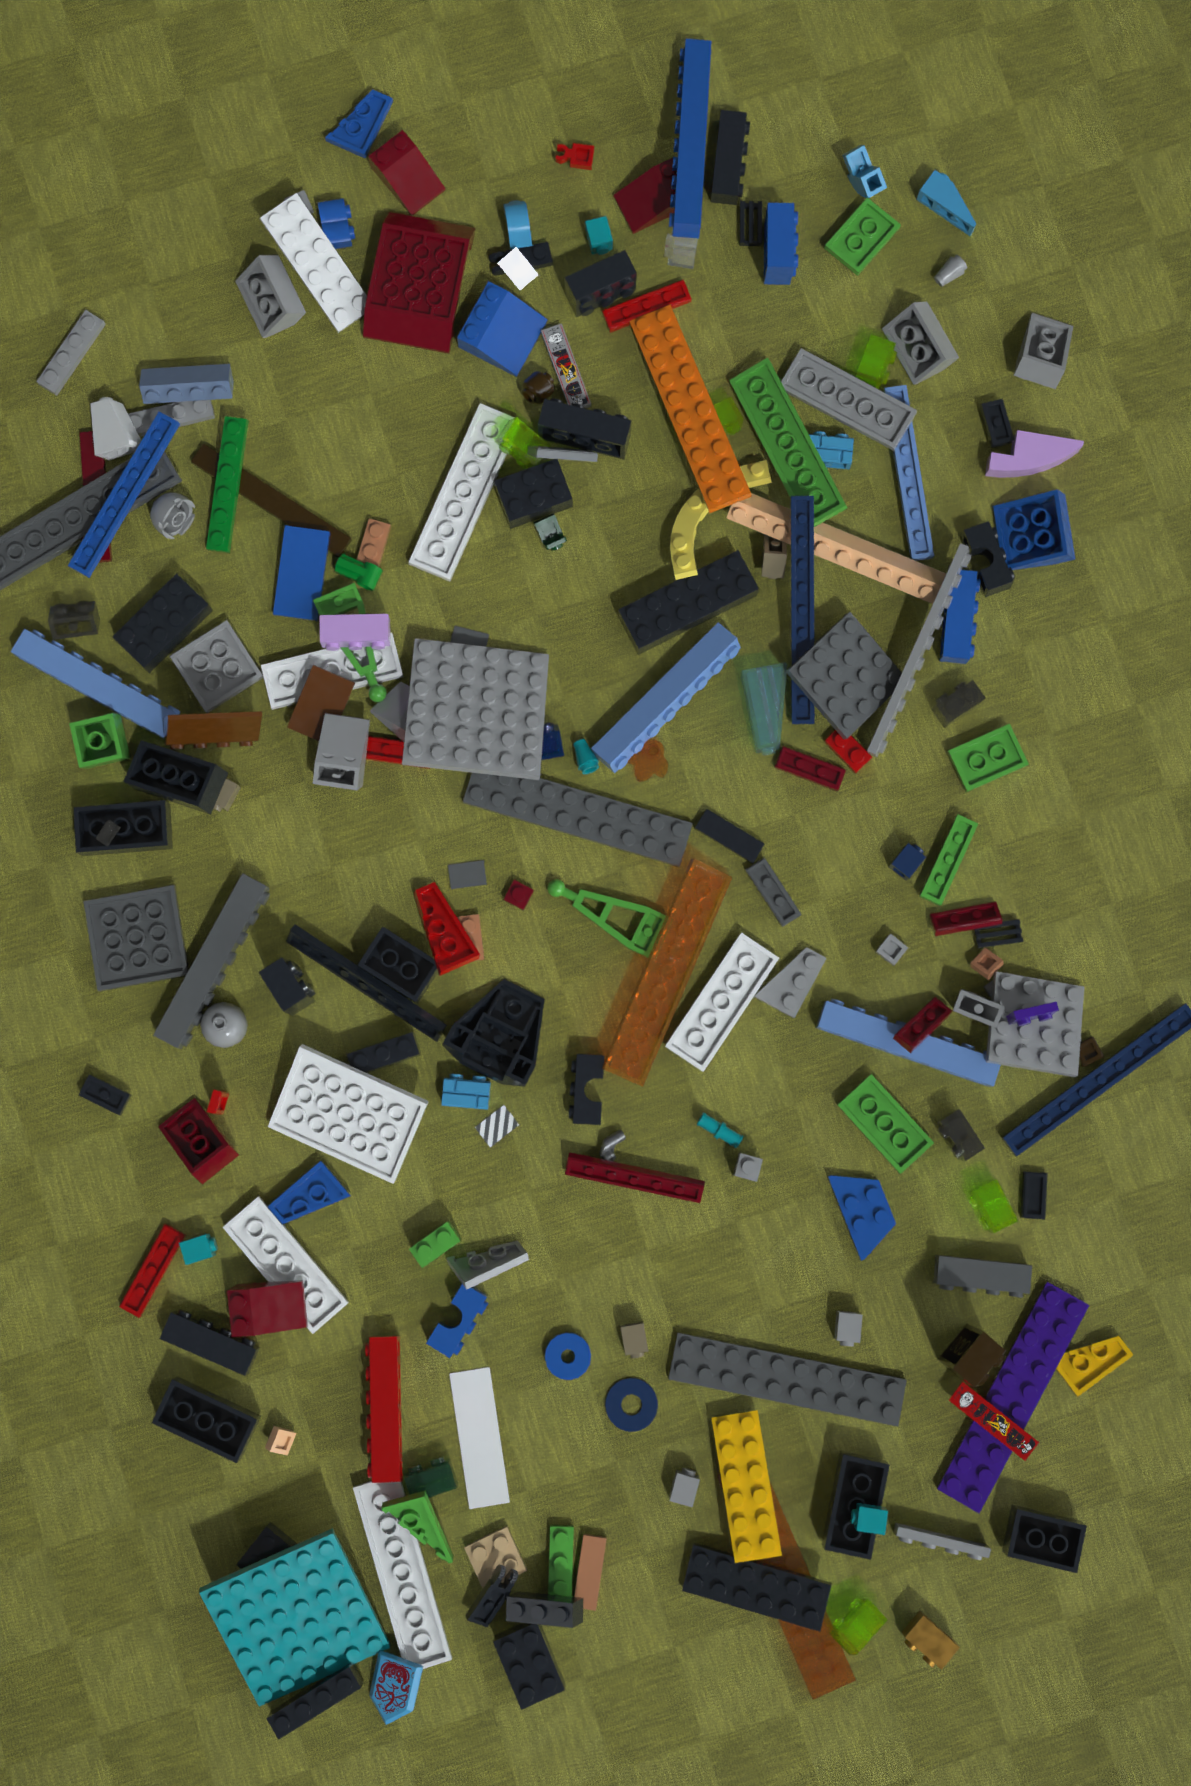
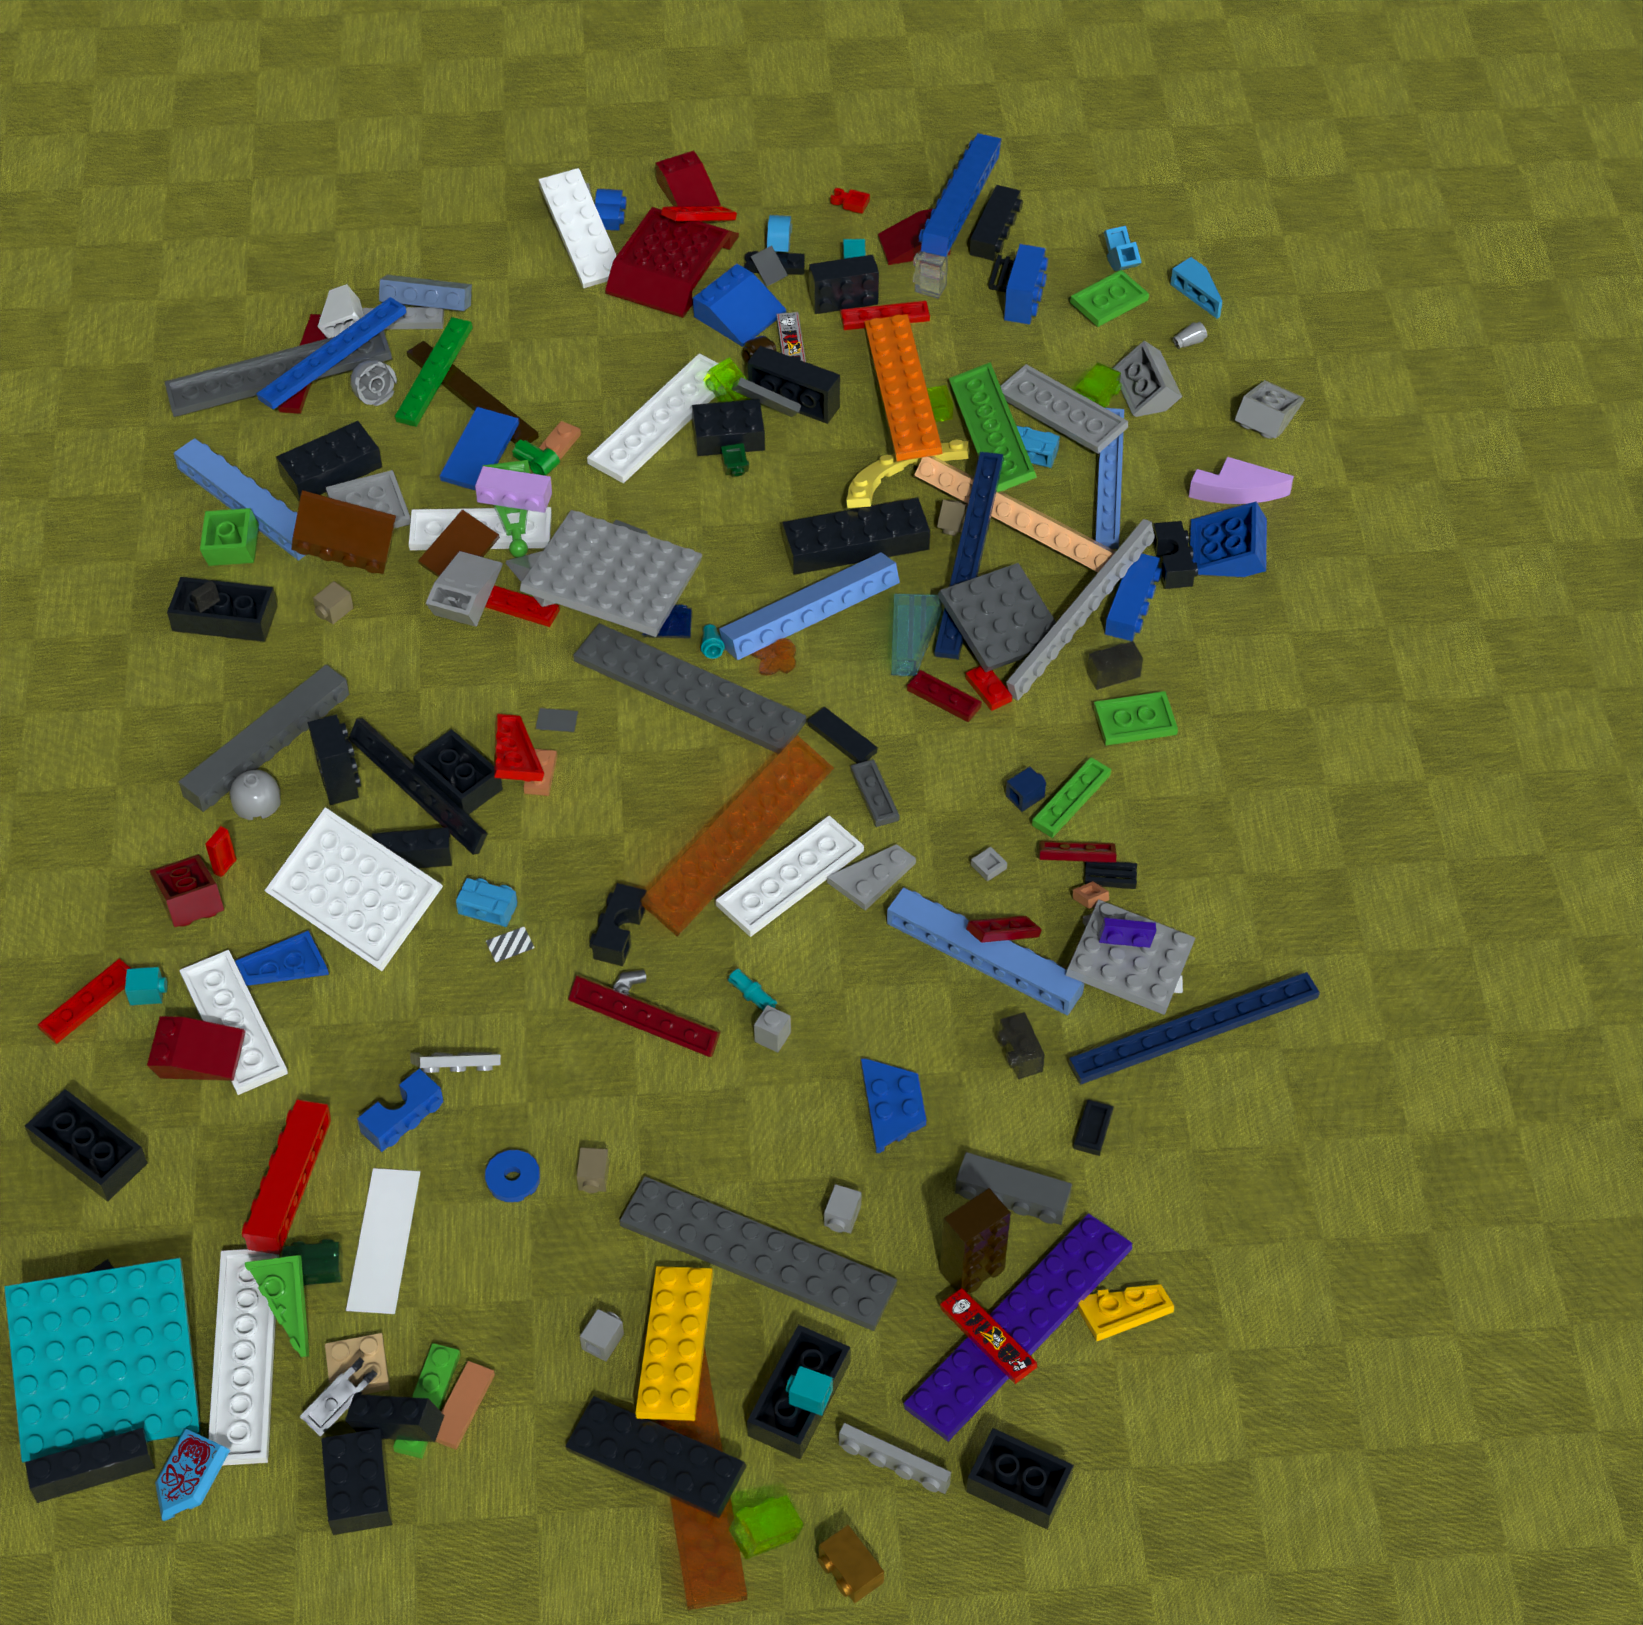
camera: 15 degrees right, 30 degrees down
(71, 352) = (327, 259): light grey plate -> none
(74, 620) = (245, 442): clear smoke brick -> none
(105, 1095) = (107, 831): black plate -> none
(136, 938) = (196, 704): dark grey plate -> none
(175, 777) = (293, 571): black brick -> none
(209, 1342) = (121, 1076): black brick -> none
(270, 295) = (529, 247): light grey slope -> none
(280, 1440) = (159, 1187): light nougat plate -> none
(362, 125) = (664, 146): blue wing -> none
(432, 220) = (698, 213): none -> red tile
(435, 1244) = (403, 1032): bright green brick -> none
(499, 1034) = (537, 854): black wedge -> none
(518, 895) = (604, 745): dark red plate -> none
(631, 1422) = (569, 1261): dark blue gear -> none
(646, 932) = (718, 803): bright green plate -> none
(885, 1124) = (939, 1022): bright green plate -> none
(978, 1008) = (1066, 924): light grey slope -> none
(992, 1205) = (1042, 1123): clear neon green brick -> none
(997, 423) = (1209, 453): black plate -> none
(1089, 1052) = (1186, 1001): dark brown tile -> none

